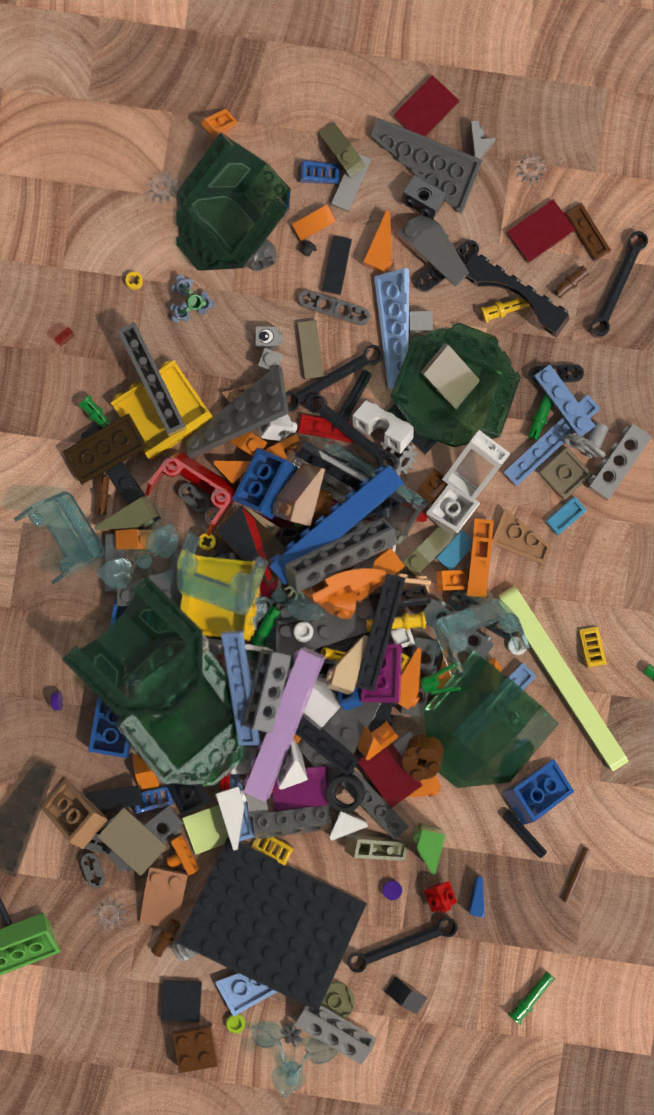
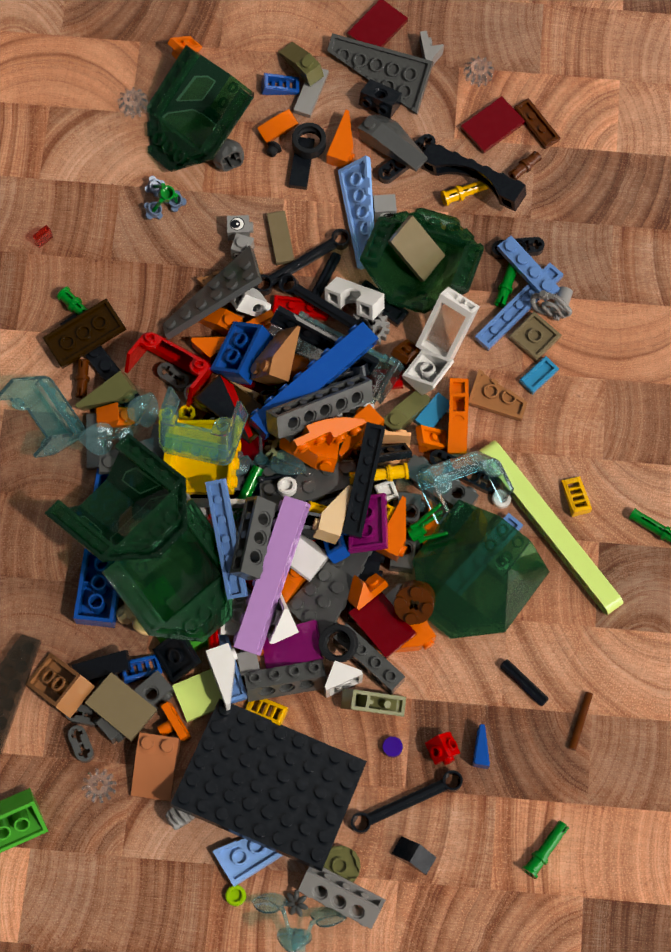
camera: 10 degrees left, 15 degrees down
(56, 700) = (40, 575): dark purple tile -> none
(133, 286) = (107, 190): yellow bush -> none
(143, 412) = (140, 296): yellow panel -> none
(144, 775) = (132, 641): orange slope -> none
(152, 379) = (128, 263): dark grey brick -> none
(165, 937) = (158, 807): reddish brown pin -> none
(181, 1000) = (177, 874): black tile -> none
(195, 1048) = (194, 922): reddish brown brick -> none
(326, 745) = (316, 596): black plate -> none
(333, 310) = (300, 202): flat silver beam -> none
(345, 229) = (313, 152): none -> black tyre
(429, 843) = (425, 687): bright green slope -> none
(538, 792) = (534, 639): blue slope -> none
(618, 284) = (570, 166): black piece -> none
(639, 439) = (574, 347): light grey brick -> none

